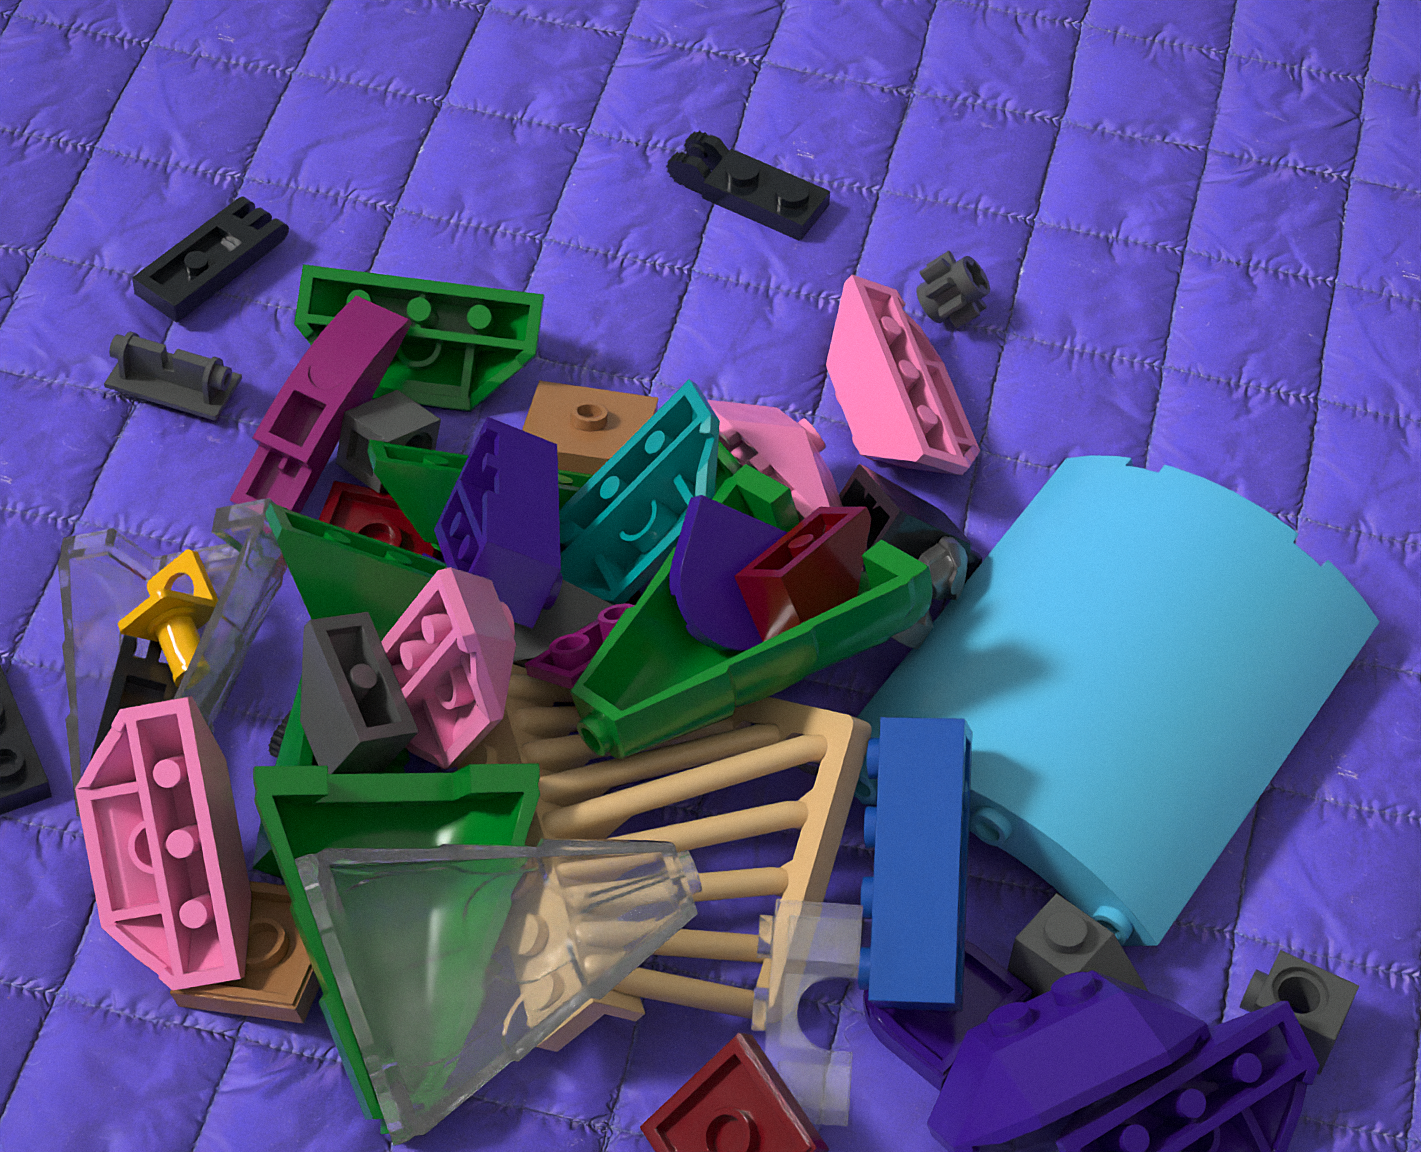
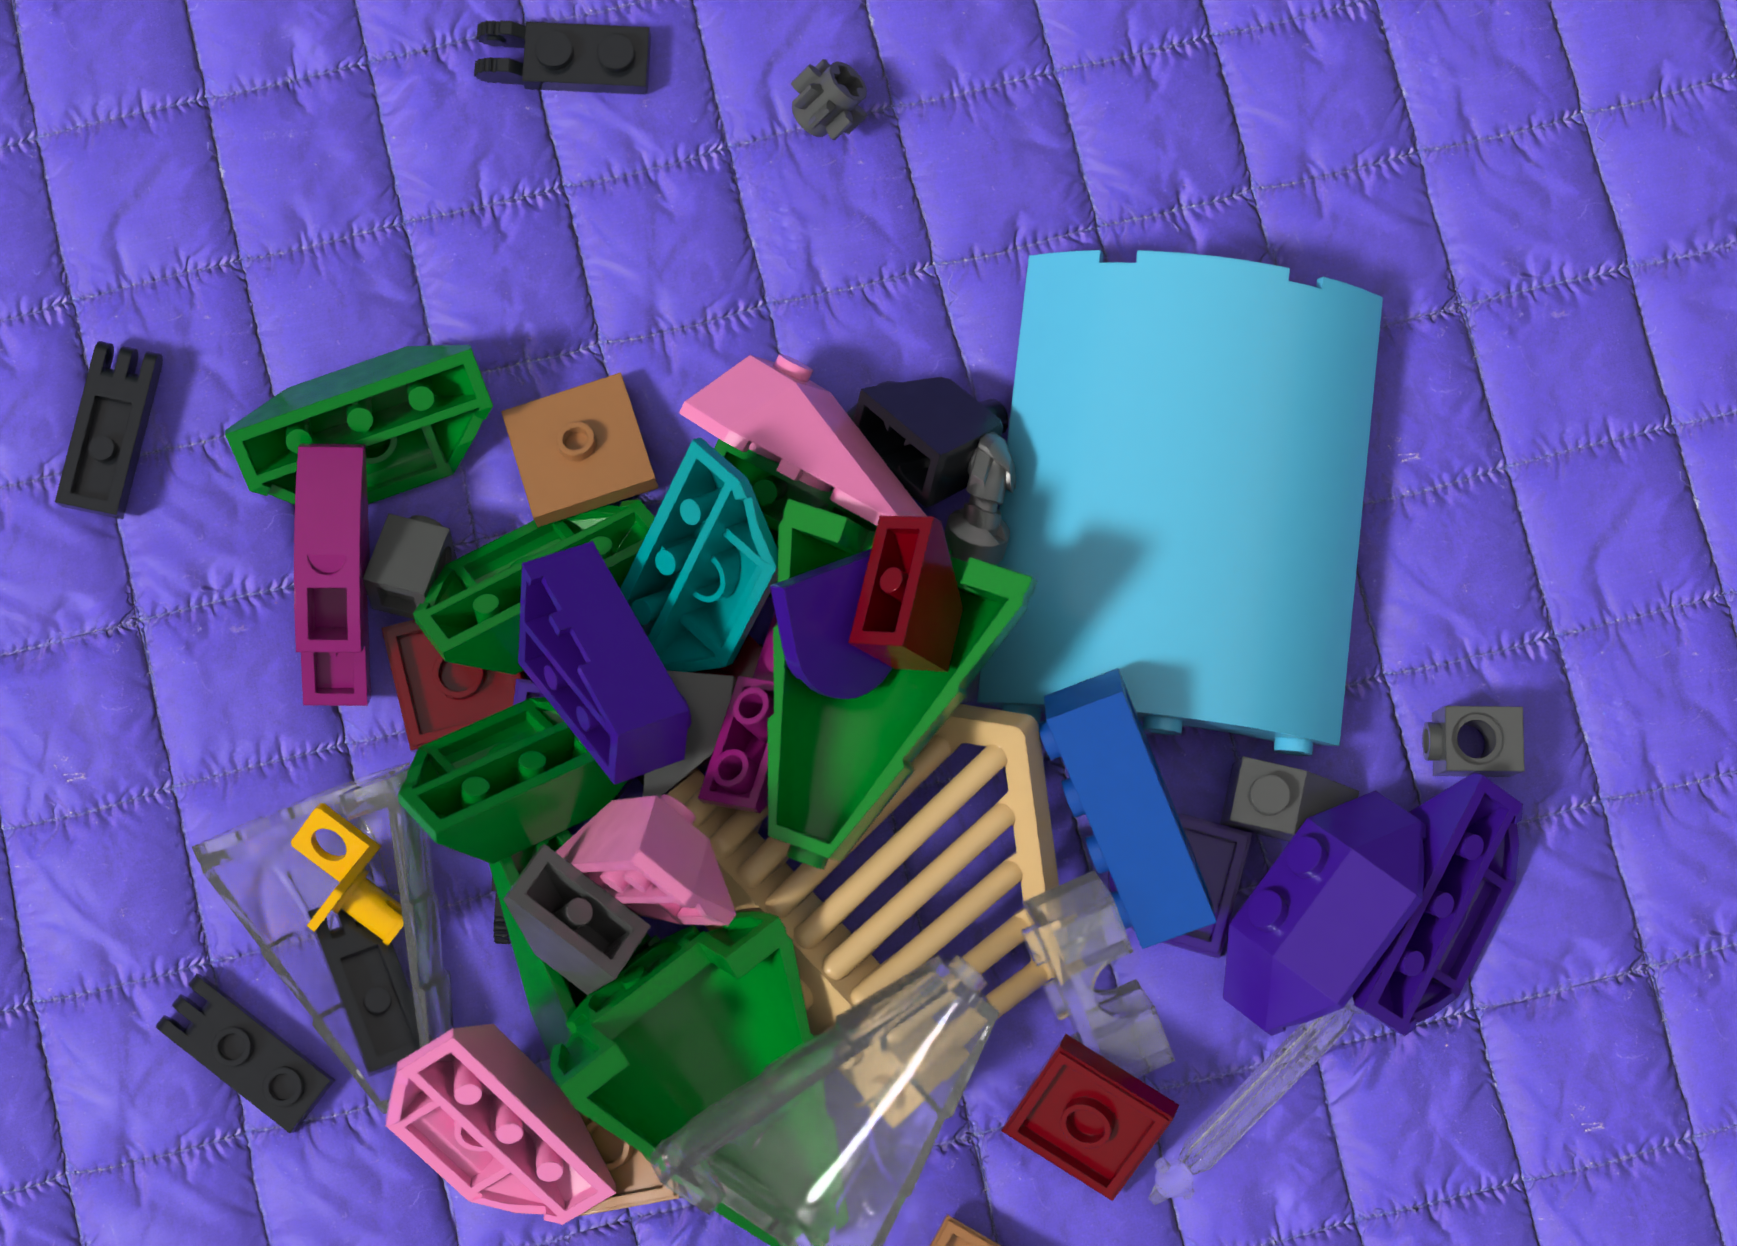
camera: 25 degrees left, 30 degrees up
(173, 380) = (161, 591): dark grey hinge -> none
(895, 385) = (843, 257): bright pink wedge -> none

